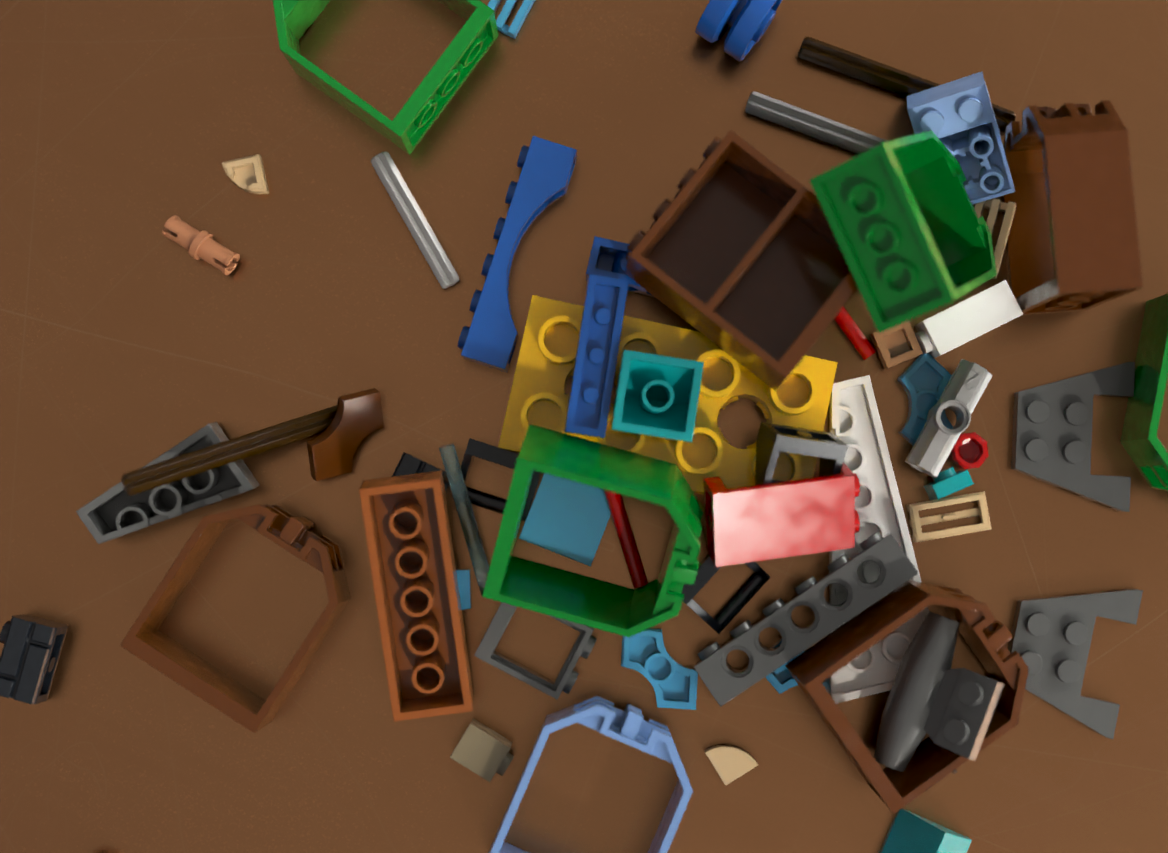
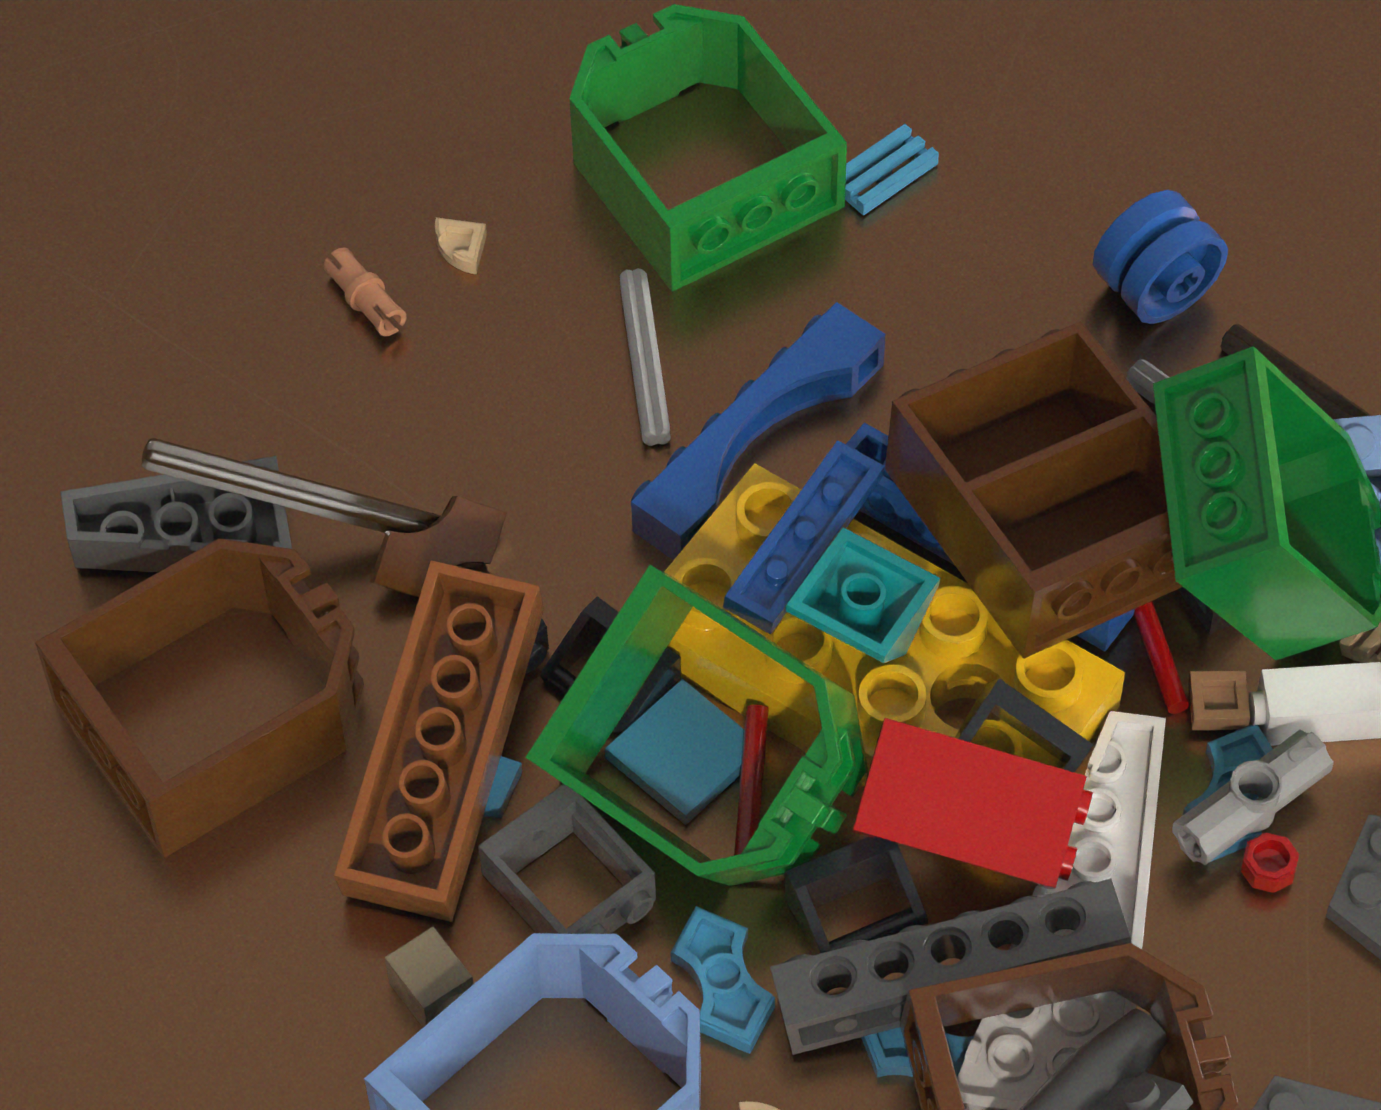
camera: 20 degrees right, 30 degrees down
(465, 514) = (548, 687): clear light blue bar -> none
(916, 522) = (1209, 947): tan tile -> none
(947, 483) = (1224, 888): teal plate -> none

